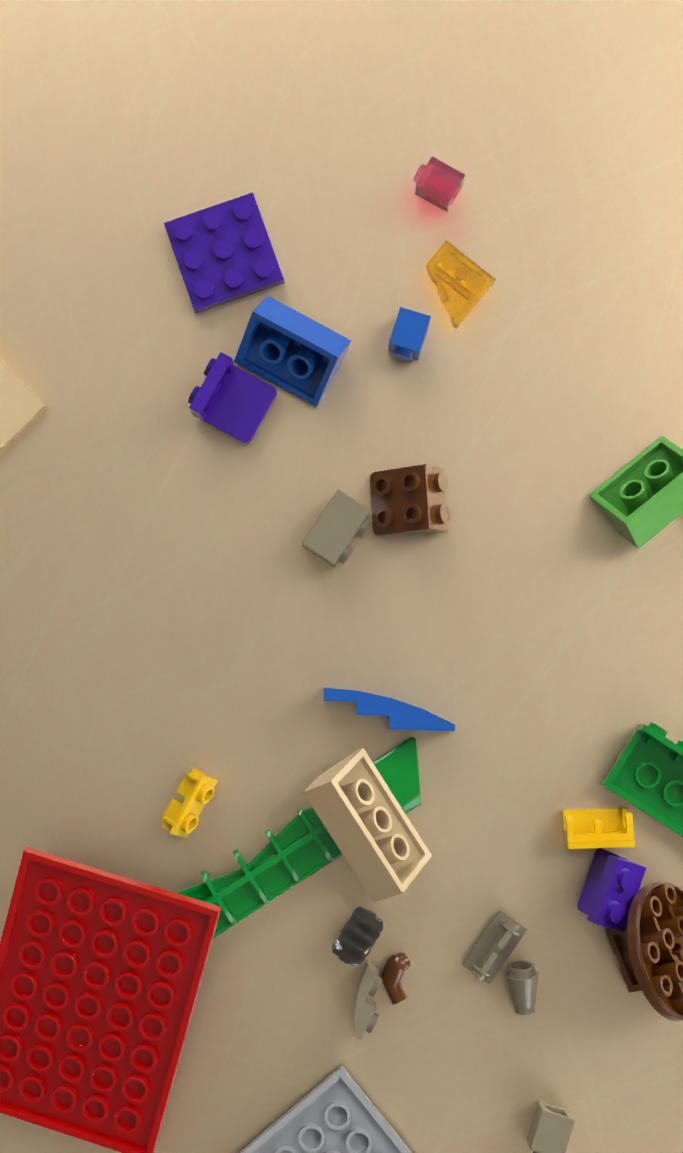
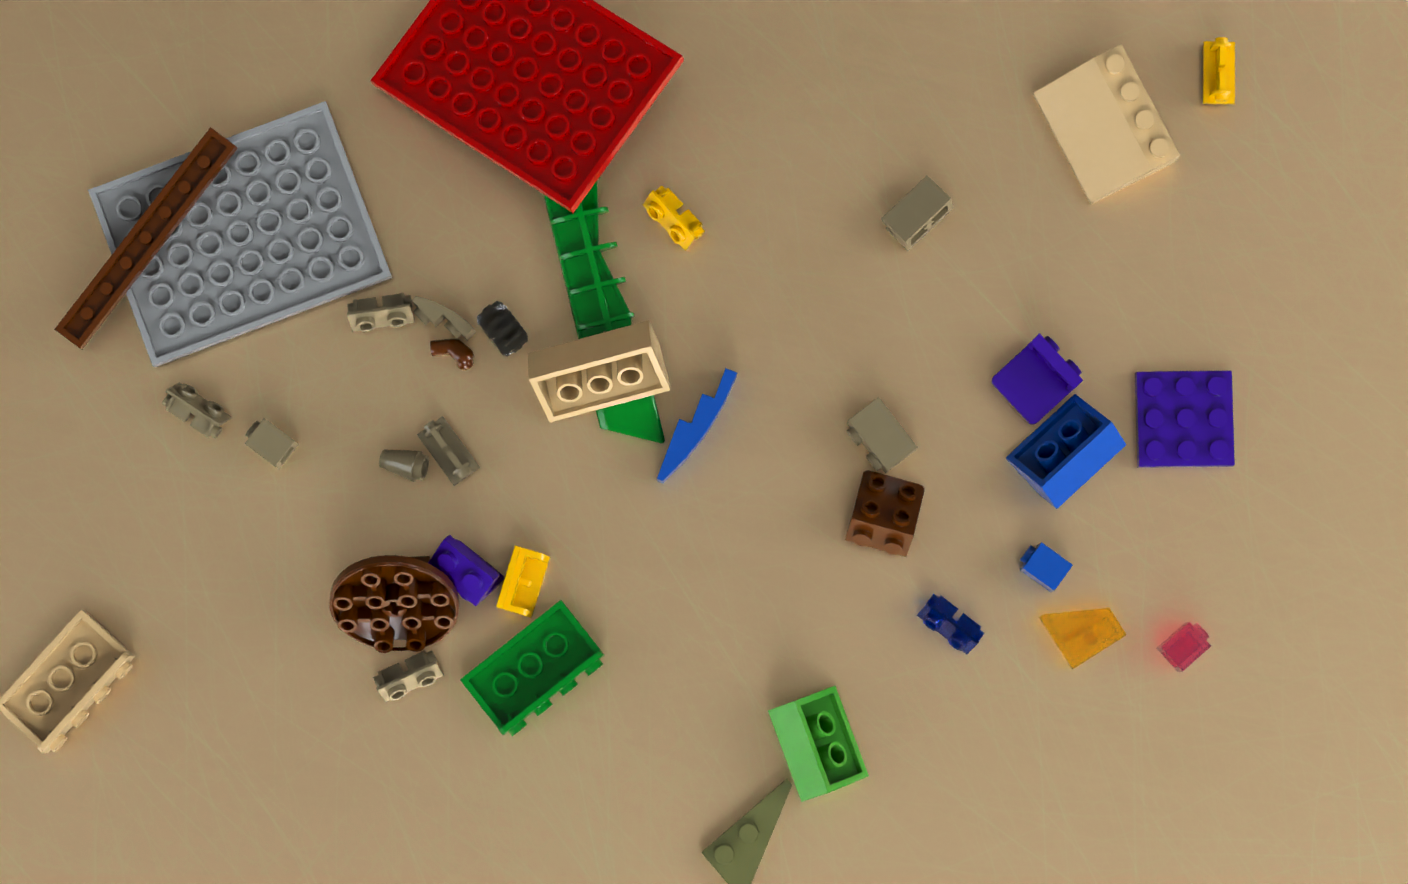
camera: 105 degrees right, 0 degrees up
(107, 566) = (917, 213): none -> dark tan hinge
(389, 1079) = (366, 316): none -> dark tan hinge
(498, 391) = (961, 634): none -> clear blue hinge

